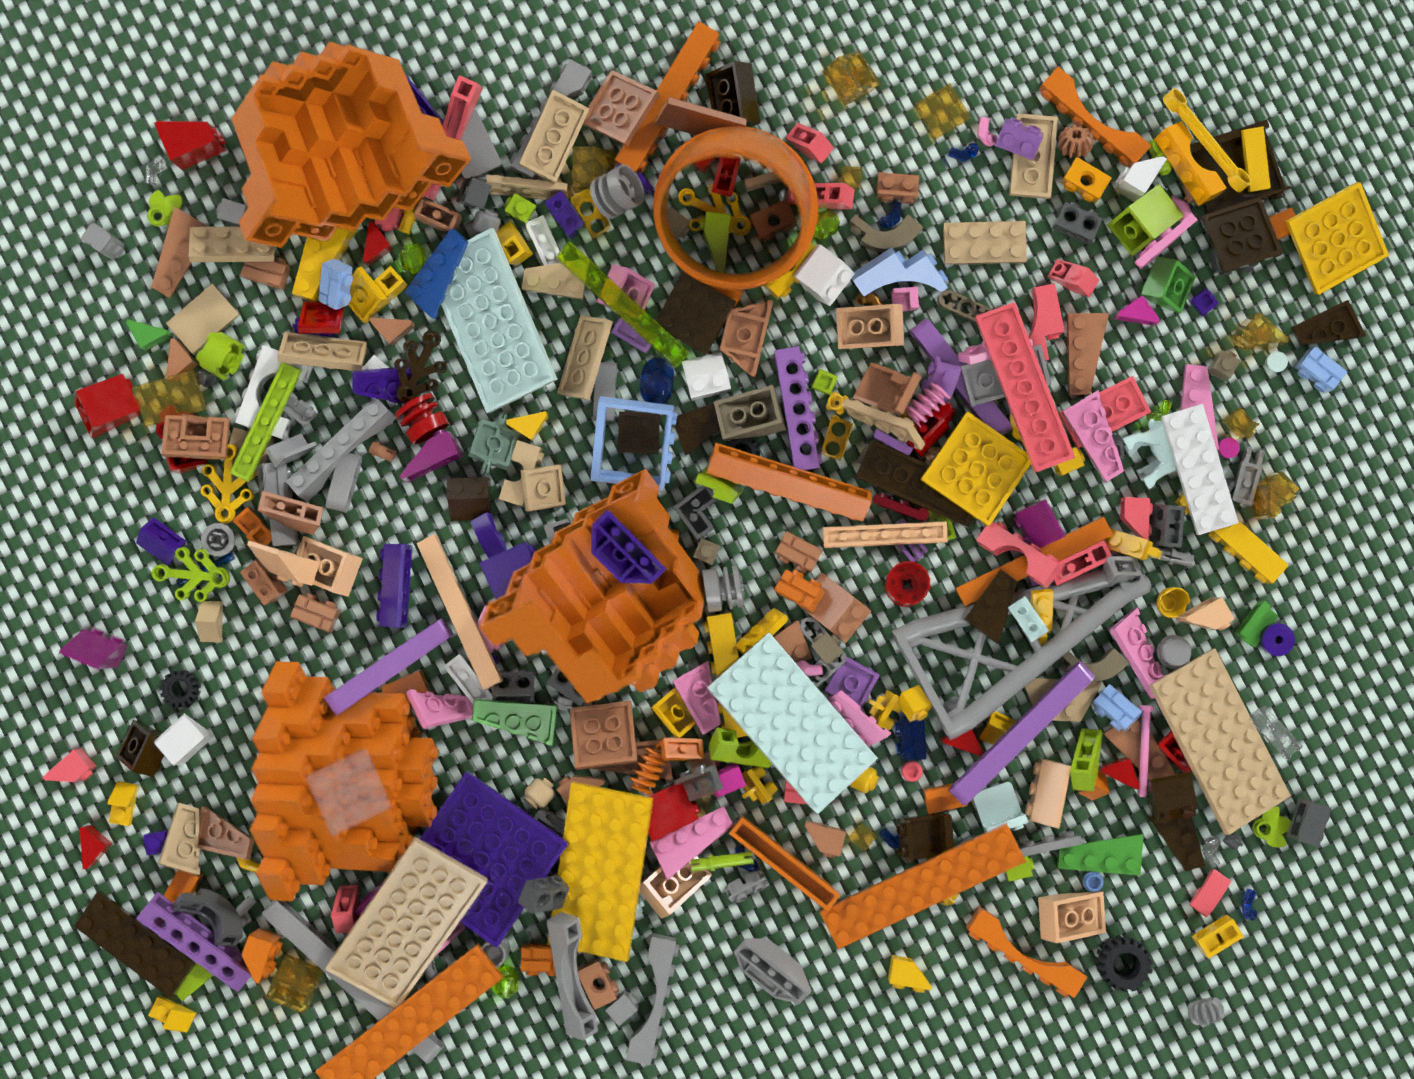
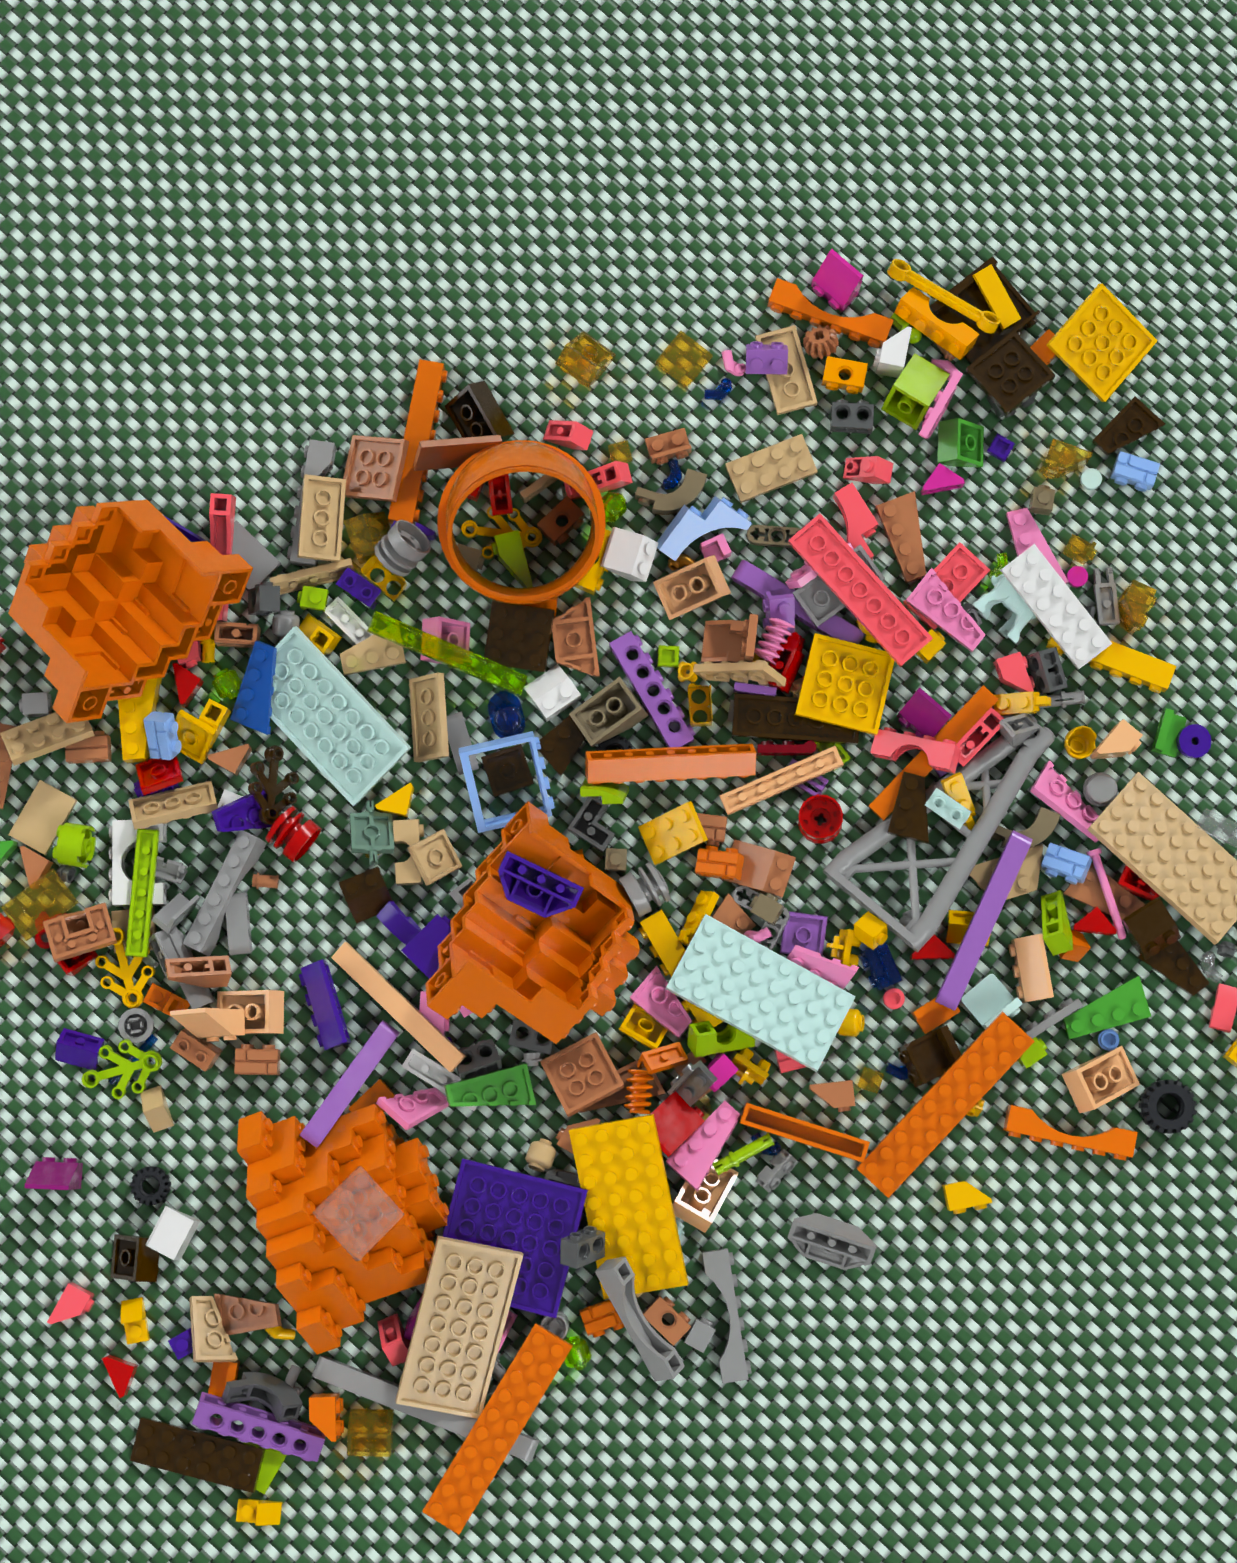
camera: 25 degrees left, 5 degrees down
(435, 454) = (318, 863): magenta slope -> none
(628, 335) = (462, 680): medium lavender plate -> none
(767, 546) = (673, 833): none -> yellow plate
(1113, 89) = (837, 281): none -> dark pink slope

